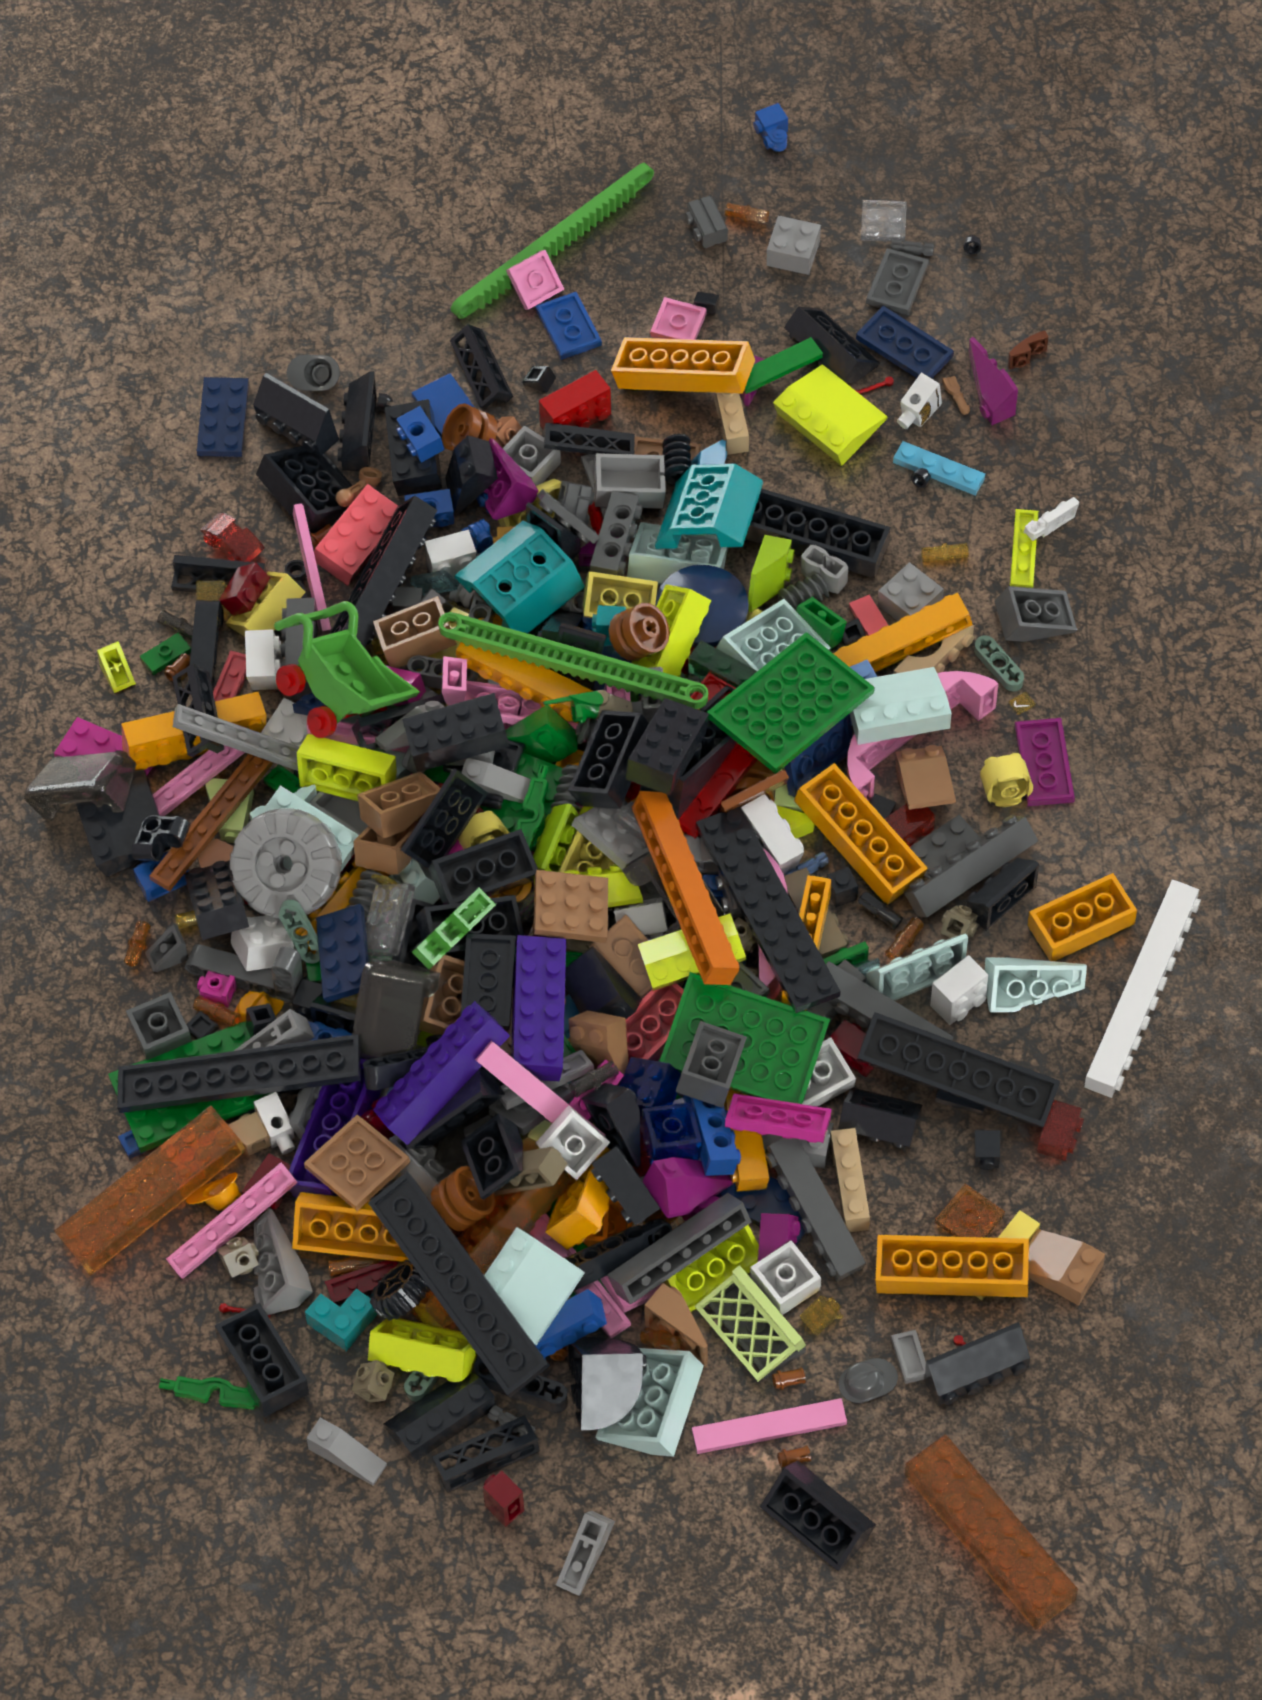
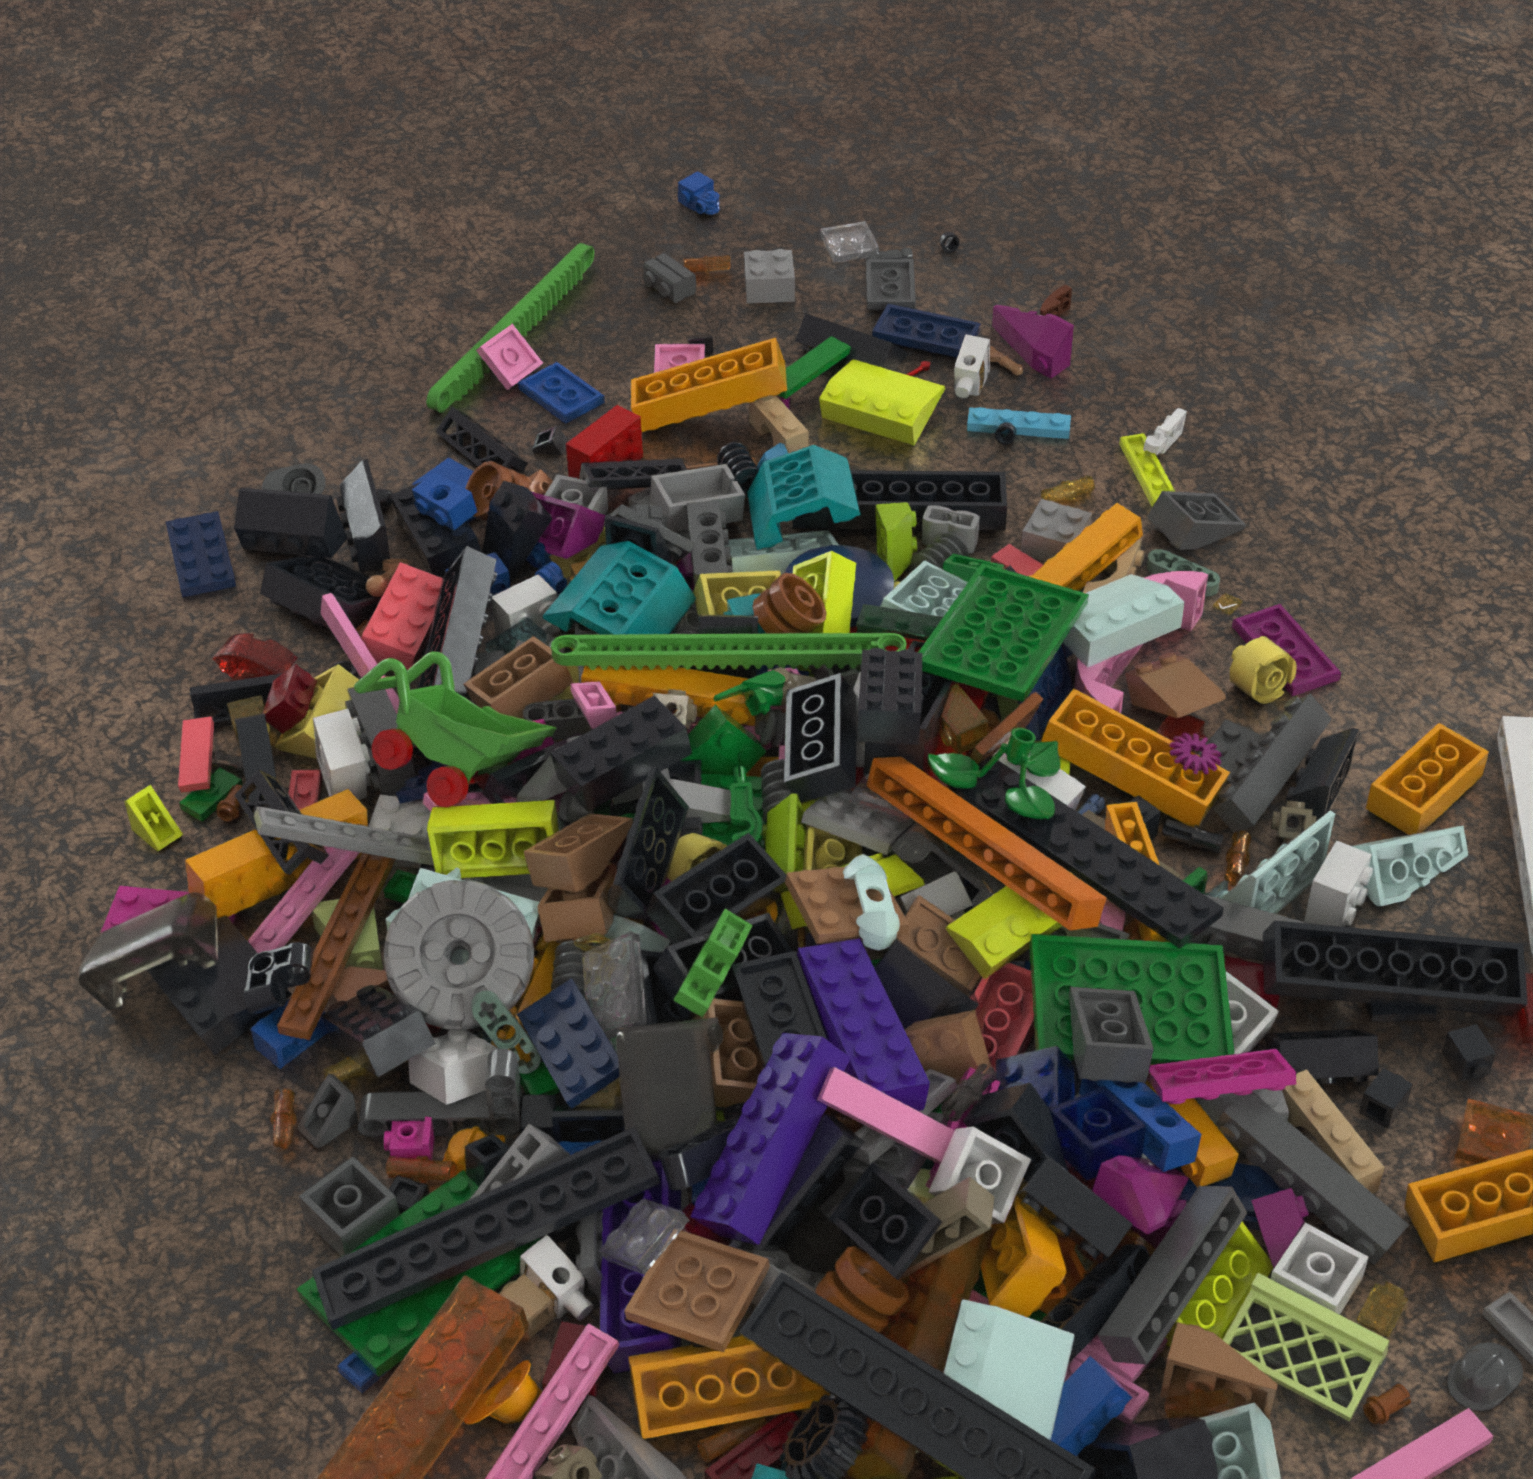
camera: 20 degrees left, 15 degrees down
(162, 618) = (196, 754): none -> coral tile
(337, 1113) = (643, 1235): none -> clear plate
(514, 700) = (678, 700): none -> dark tan brick
(583, 931) = (879, 921): none -> light aqua piece
(726, 773) = (962, 722): none -> clear yellow slope
(741, 861) = (1038, 758): none -> green plant
(899, 853) = (1182, 750): none -> magenta gear
(907, 1164) = (1385, 1098): none -> black brick

